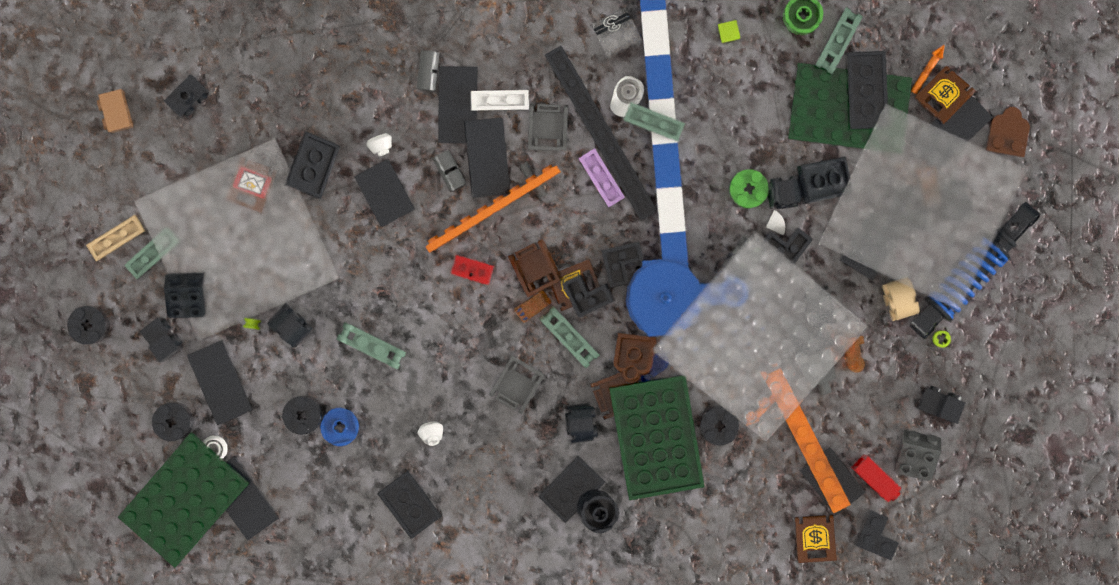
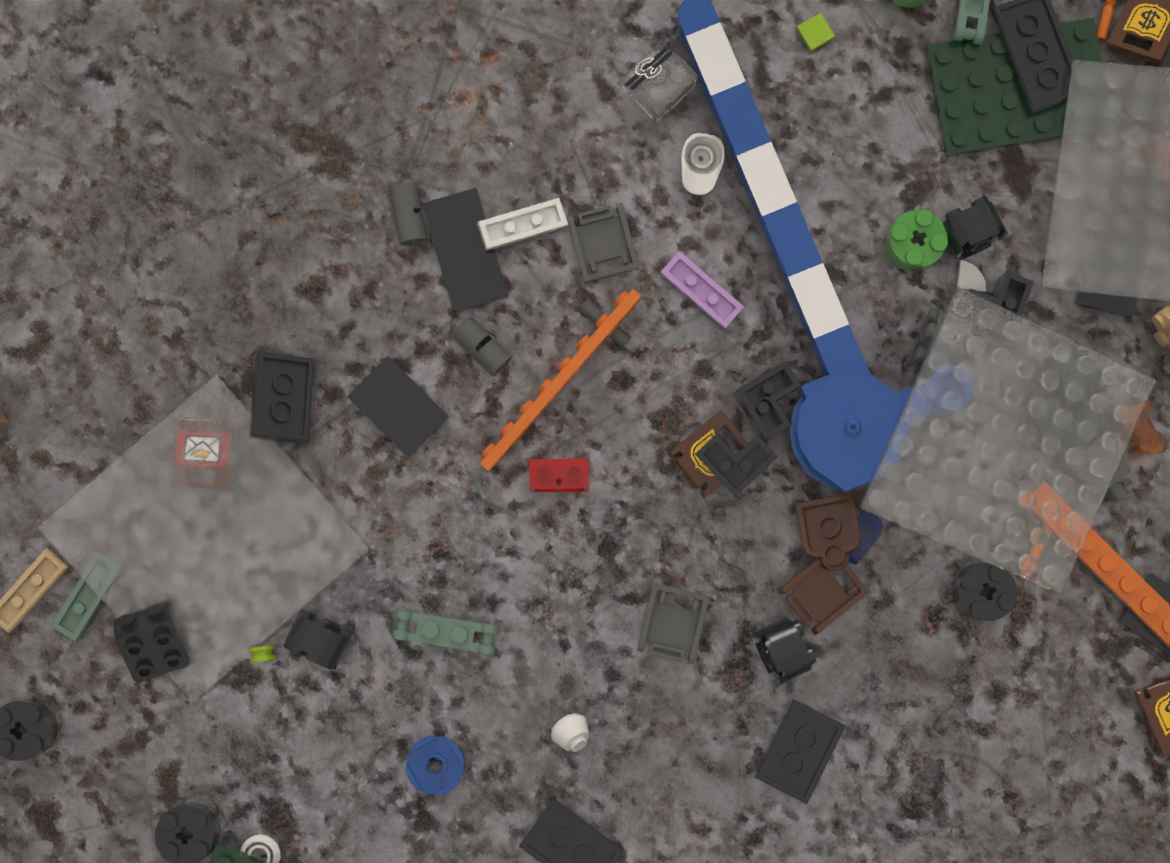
camera: 20 degrees left, 5 degrees down
(161, 339) = (136, 718): black brick -> none
(187, 96) = (72, 355): black brick -> none
(219, 382) = (240, 754): black tile -> none
(291, 416) = (359, 771): black brick -> none
(380, 144) = (370, 338): white cone -> none
(487, 157) = (529, 310): black tile -> none
(532, 306) = (661, 503): clear orange leg -> none
(534, 265) = (644, 443): reddish brown container -> none
(569, 337) = (727, 531): sand green plate -> none
(601, 133) = (681, 227): black plate -> none
(606, 516) = (851, 758): black brick -> none
(654, 122) = (755, 181): sand green plate -> none
(657, 437) = (900, 636): dark green plate -> none
(824, 179) = (1019, 194): black tile -> none

